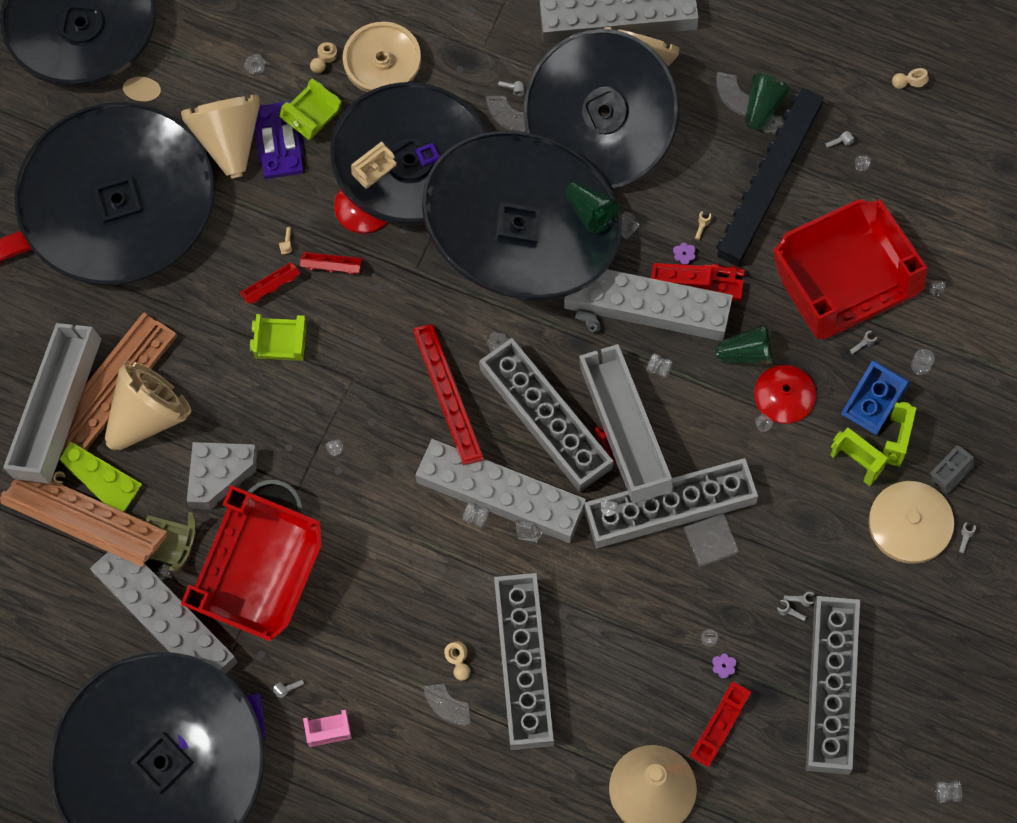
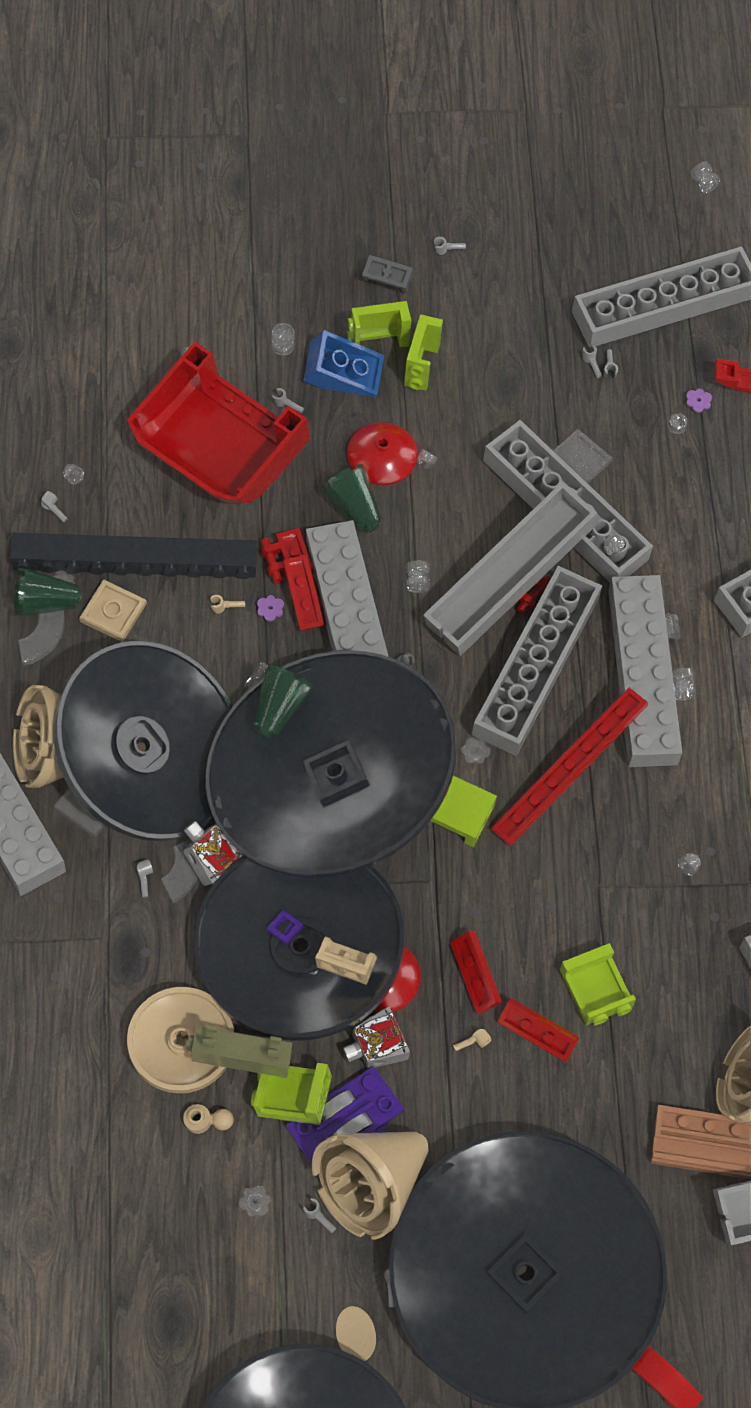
camera: 125 degrees left, 5 degrees down
(230, 90) = (319, 1216): none -> light grey hand
(316, 179) = (378, 1041): none -> torso
(348, 81) = (240, 1051): none -> olive brick
(457, 305) = (465, 810): none -> lime panel
(505, 121) = (209, 852): none -> torso
(732, 147) = (113, 610): none -> tan tile
(911, 522) = (460, 293): tan dish -> none

